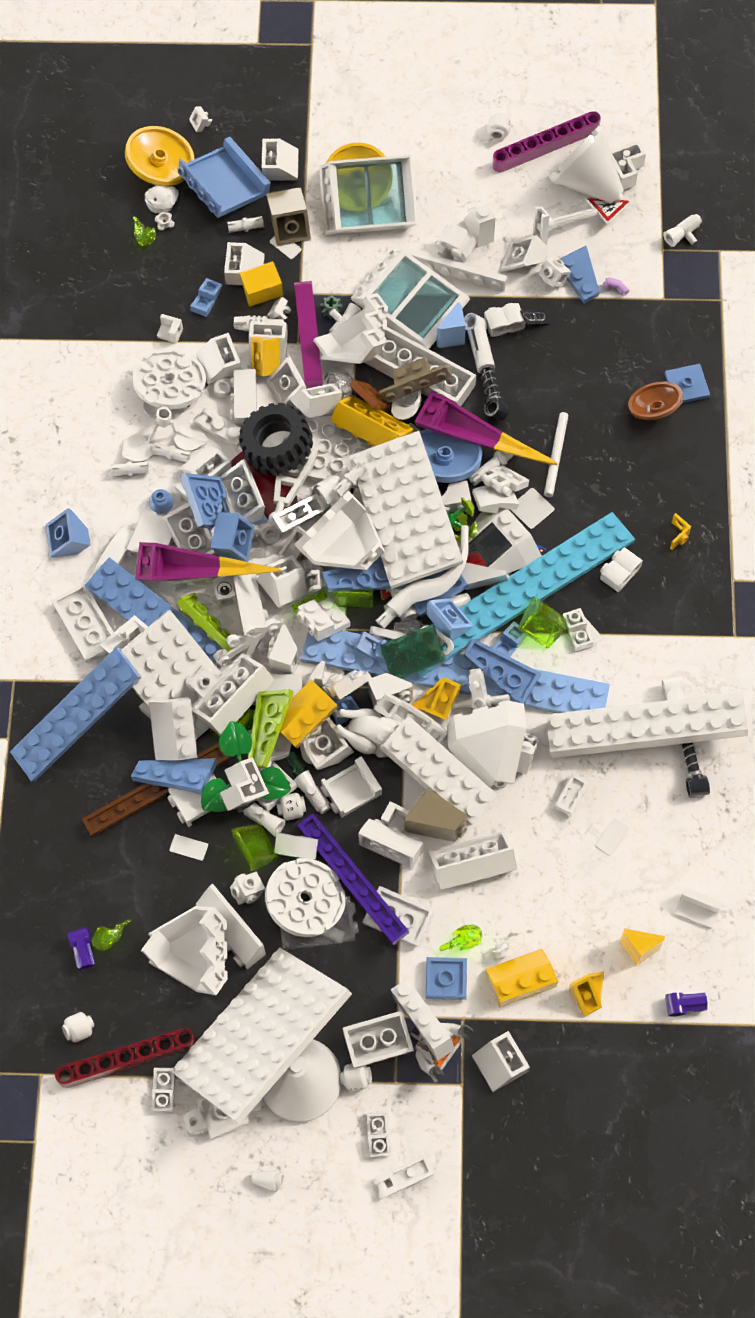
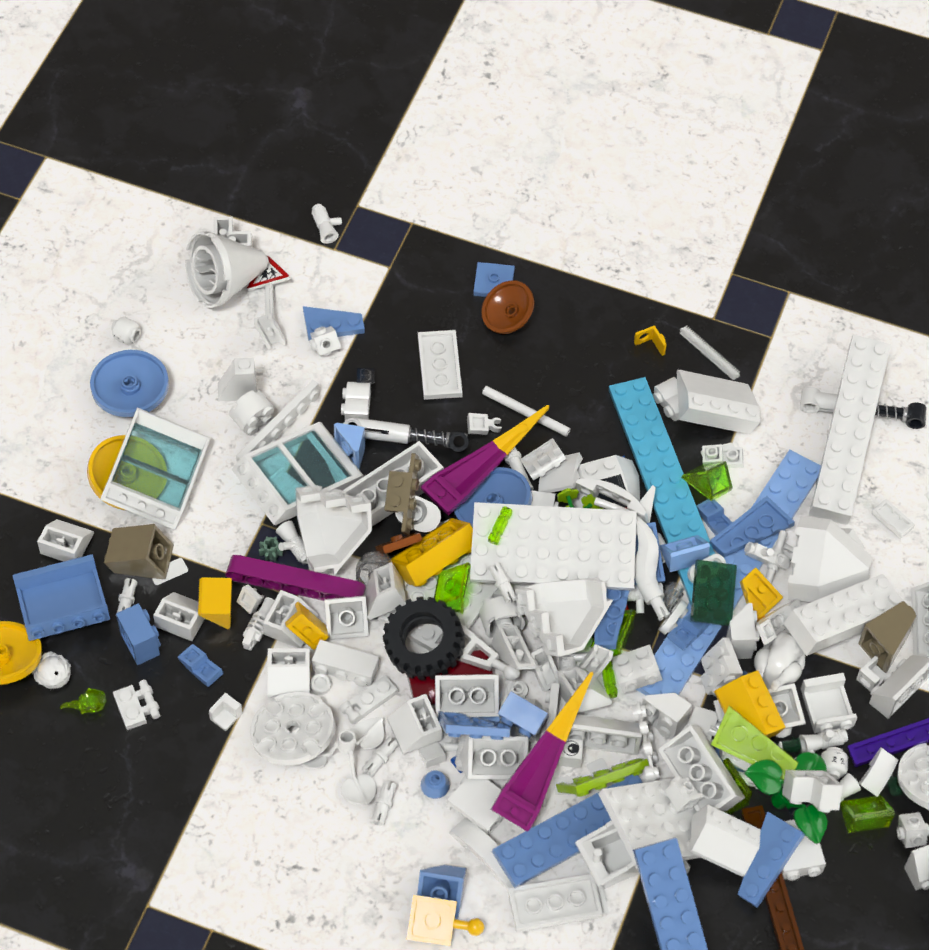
camera: 75 degrees left, 10 degrees down
(36, 538) = (434, 921): none -> plate
(152, 263) = (130, 708): none -> white plate
(164, 216) = (79, 672): white plate -> none
(188, 847) = (845, 878): white sticker -> none
(210, 240) = (138, 633): none -> medium blue brick
(318, 674) = (696, 695): white slope -> none
(337, 452) = (453, 586): none -> clear neon green slope
(401, 456) = (500, 525): none -> clear neon green axle
(445, 147) = (129, 381): none -> medium blue dish
(474, 561) = (596, 486): none -> white slope
(524, 253) = (290, 360): white slope -> none
(524, 421) = (481, 424): none -> white plate
(532, 508) = (578, 444): white sticker -> none
(545, 141) = (165, 298): magenta beam -> none
(573, 370) = (439, 364): none -> white plate
(618, 284) = (359, 296): lavender arm -> none
(630, 602) = (716, 402): none -> white slope
(690, 586) = (709, 353): none -> white axle

